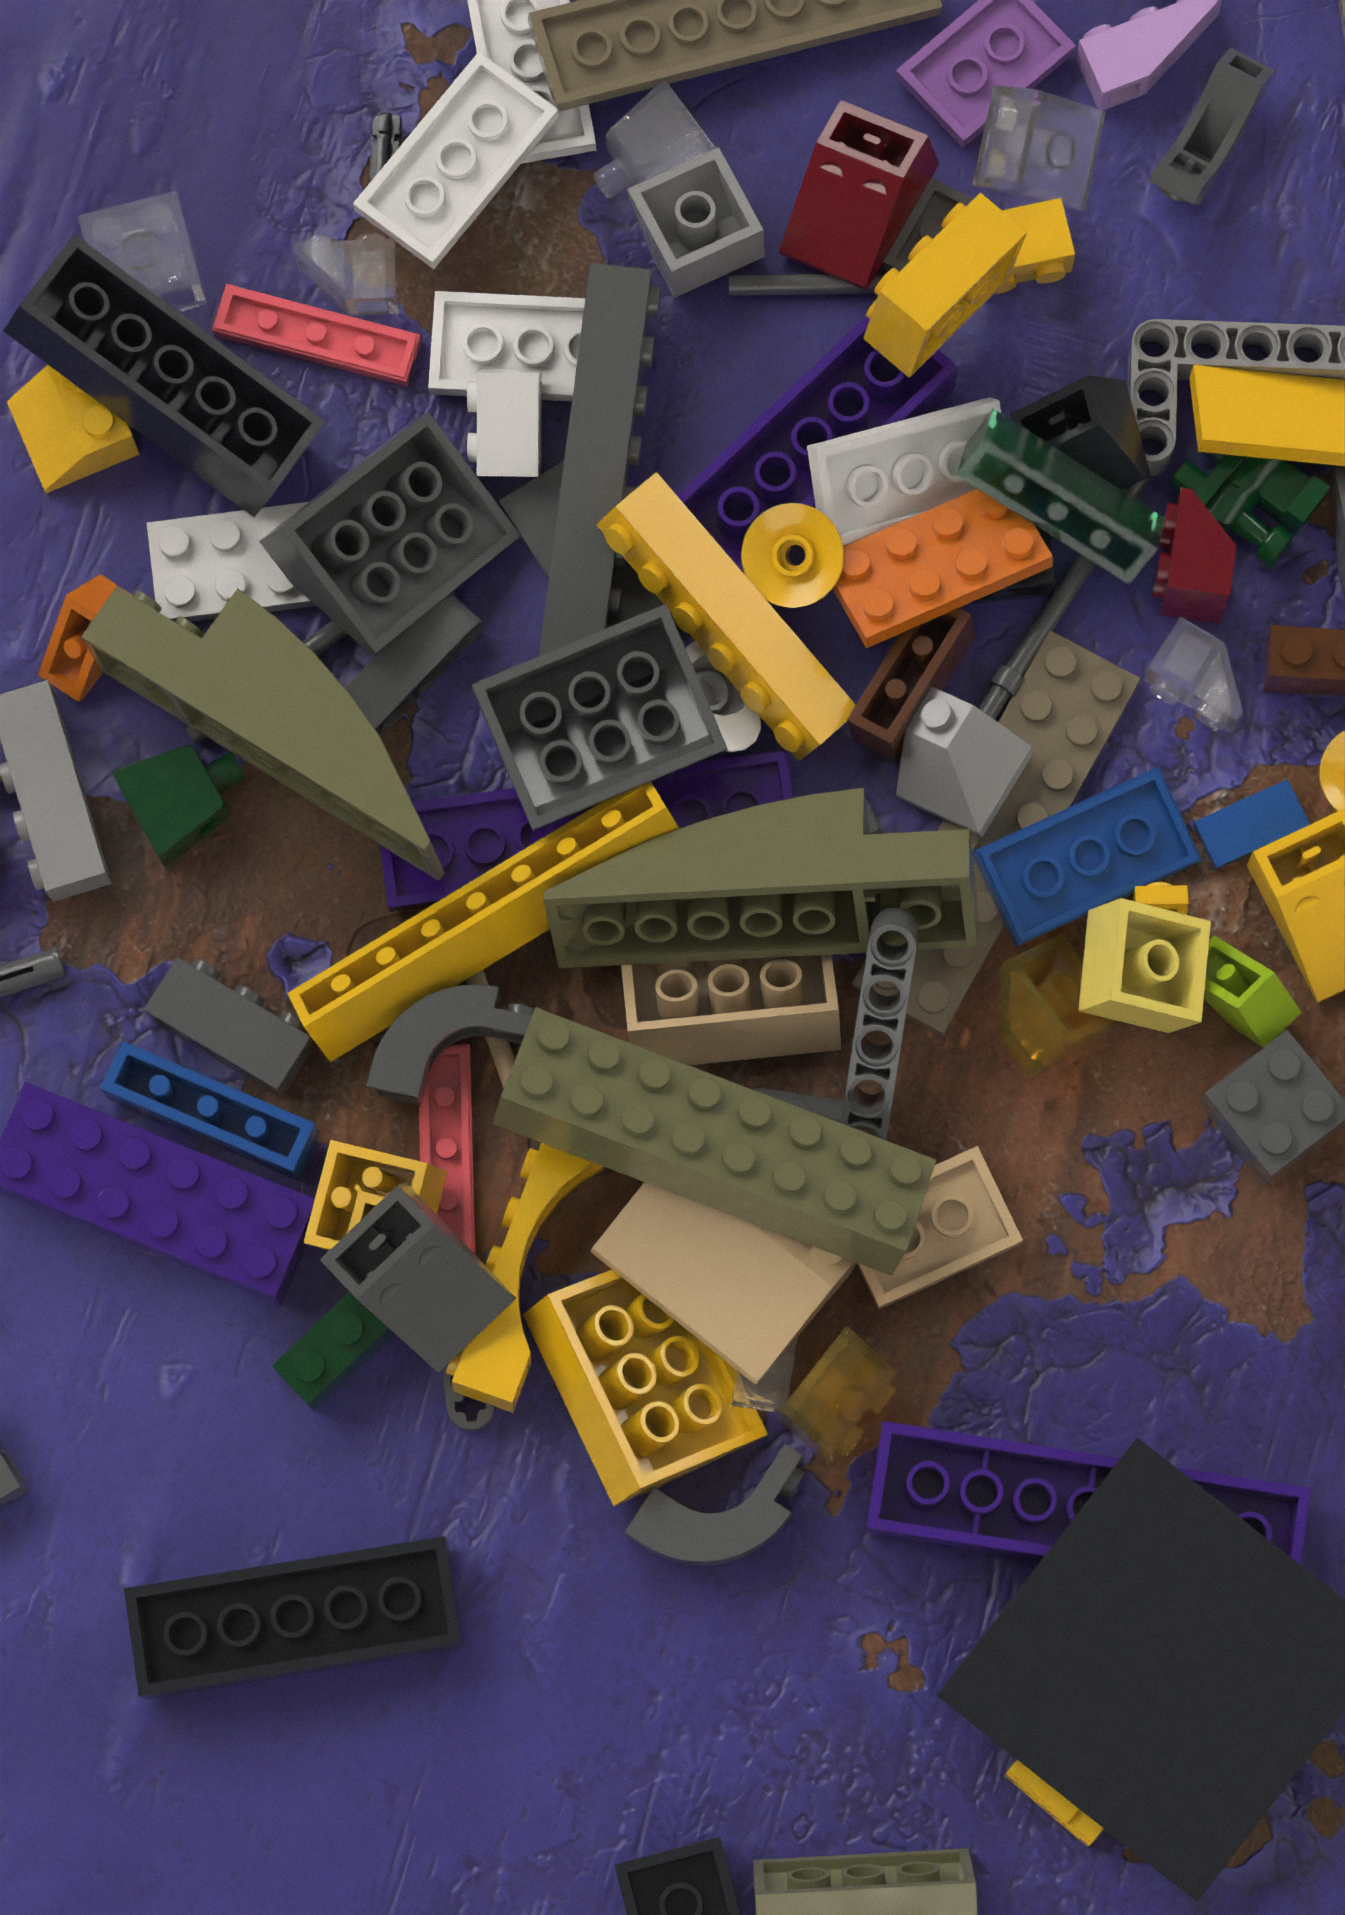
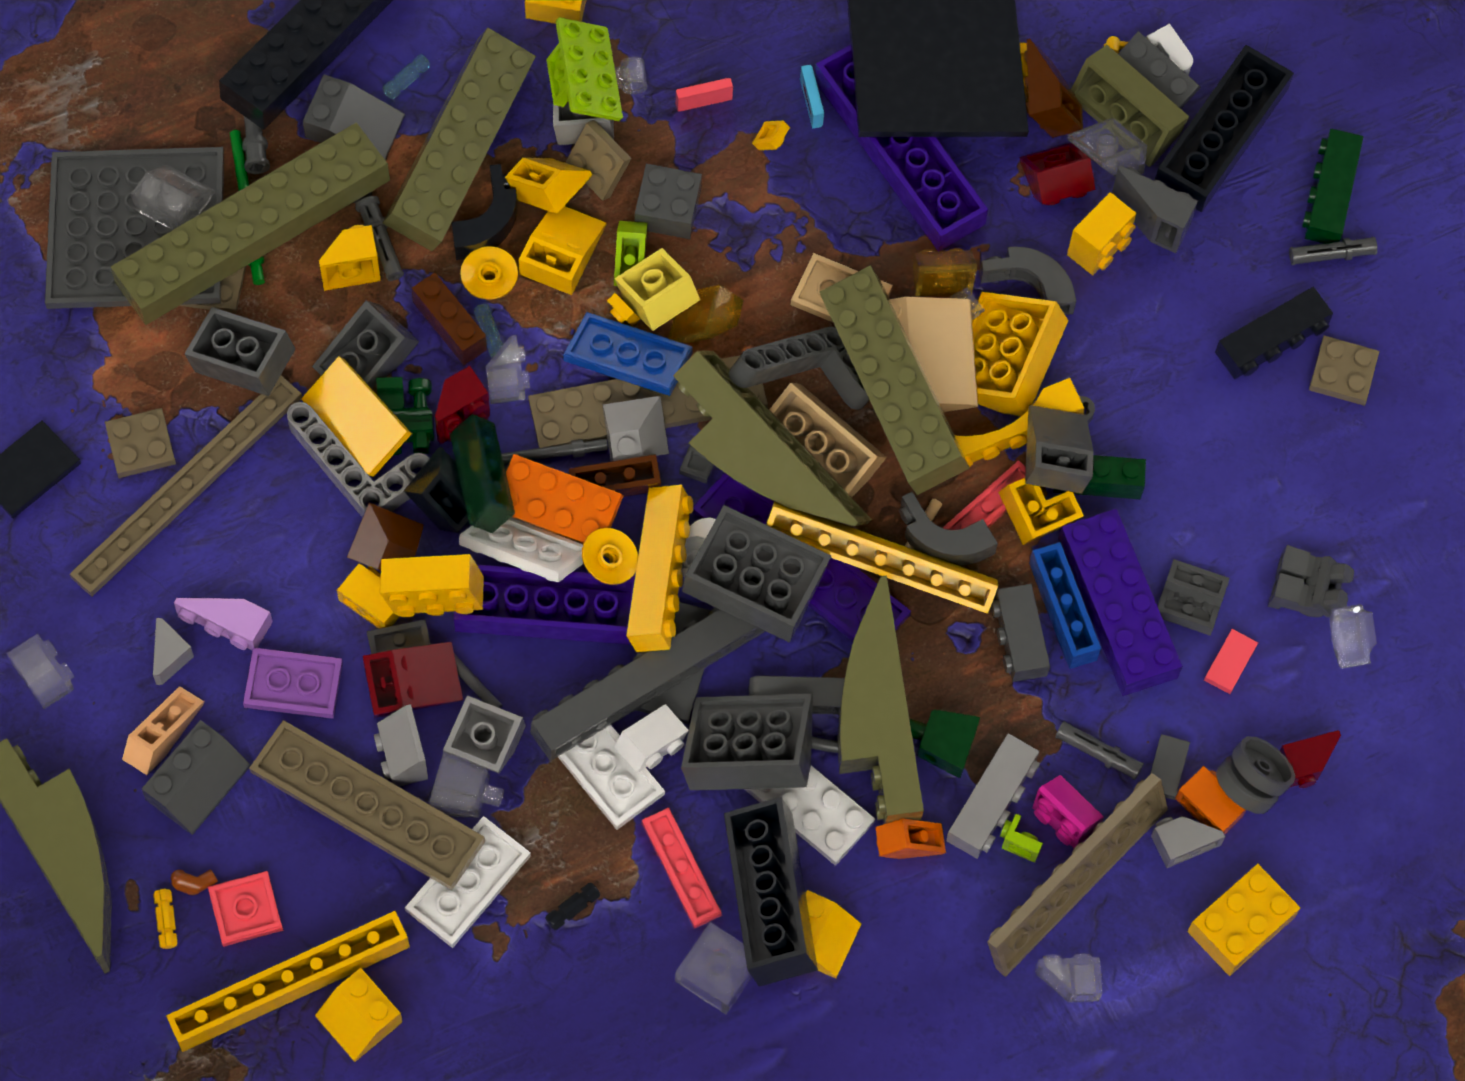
camera: 140 degrees left, 10 degrees down
(78, 1307) = (1192, 597): none -> dark grey slope
(204, 1838) = (1344, 370): none -> dark tan plate
(293, 1618) = (1231, 399): black brick -> none
(340, 1783) = (1274, 333): none -> black brick
(353, 273) = (639, 869): clear slope -> none
(456, 160) = (548, 863): white plate -> none
(652, 1781) = (1160, 211): none -> dark grey slope
(694, 1665) = (1102, 234): none -> yellow brick
(769, 115) = (401, 748): none -> light grey slope
(818, 1804) = (1111, 146): none -> clear slope
(853, 1705) = (1058, 173): none -> dark red slope
(984, 1805) = (1050, 97): none -> reddish brown slope
(1038, 146) = (320, 622): clear slope -> none
(1074, 313) = (384, 536): none -> reddish brown slope
(1213, 128) = (249, 558): dark grey arch -> none
(1250, 824) = (552, 306): blue tile -> none
(1260, 1345) = (771, 135): none -> yellow plate
(1274, 1458) = (812, 96): none -> medium azure tile
(1286, 710) = (489, 327): none -> clear light blue axle

